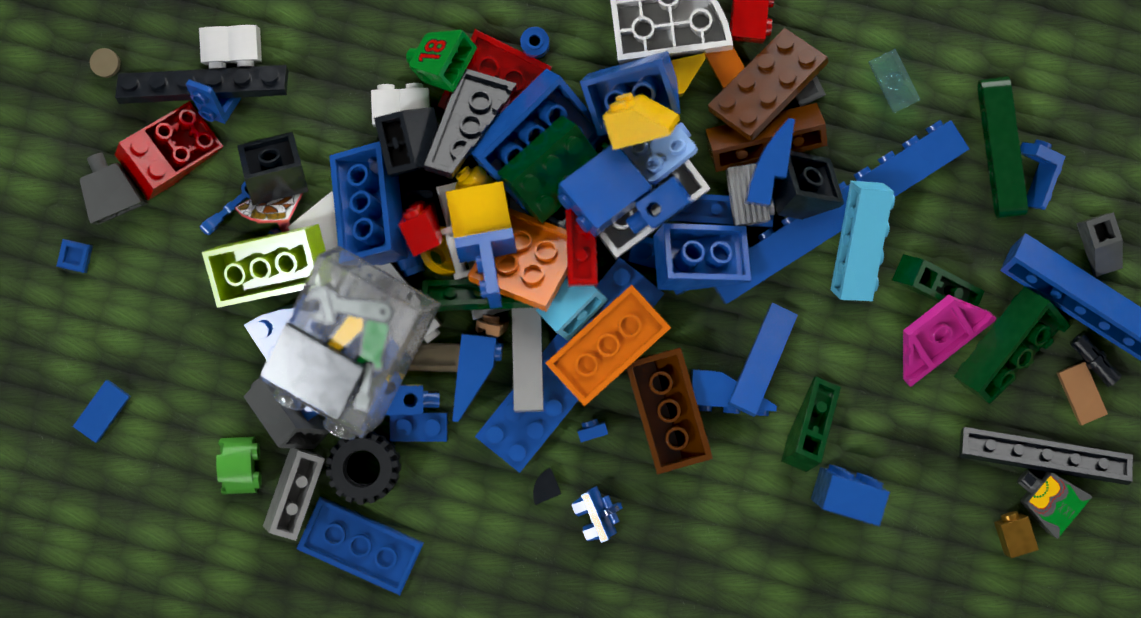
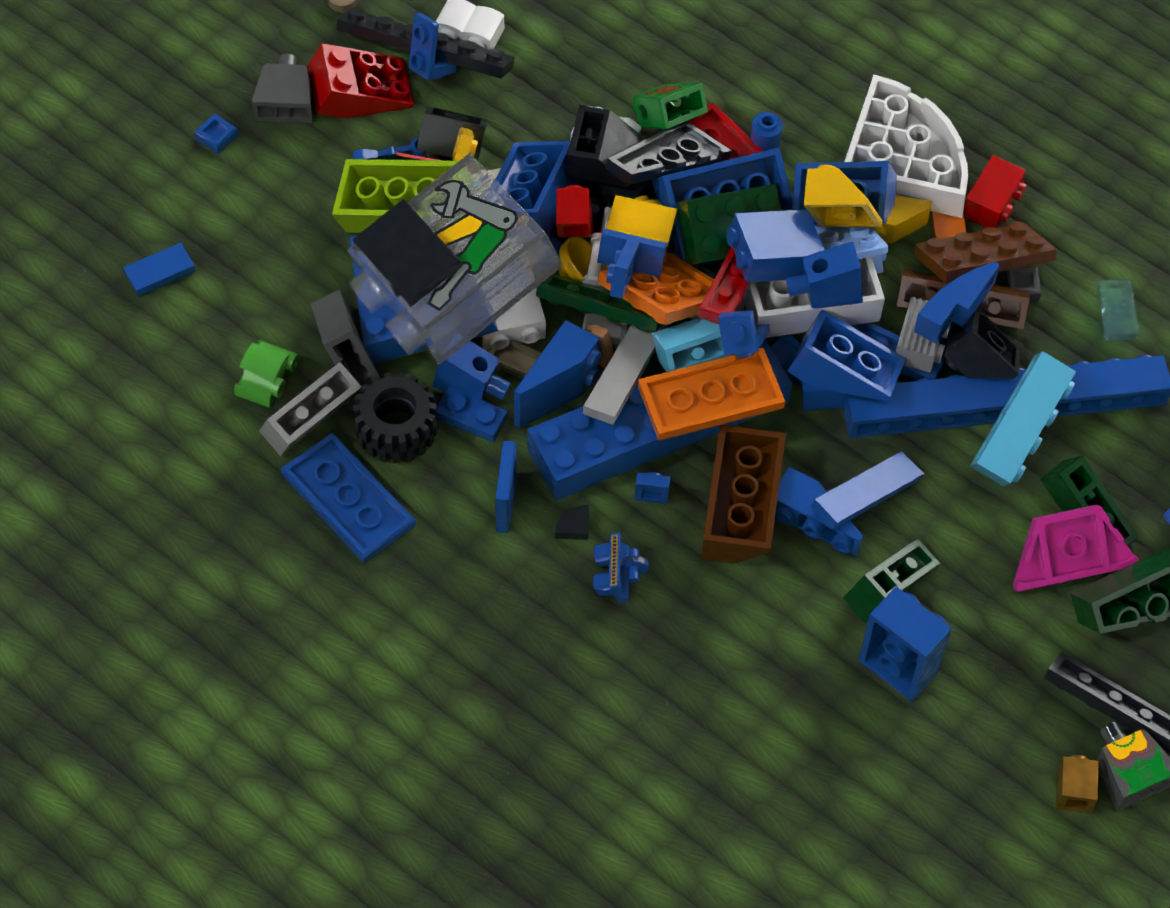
camera: 25 degrees right, 30 degrees down
(296, 200) = (464, 144): none -> yellow plate
(481, 493) = (506, 486): none -> blue tile
(615, 286) = (740, 333): none -> blue bracket

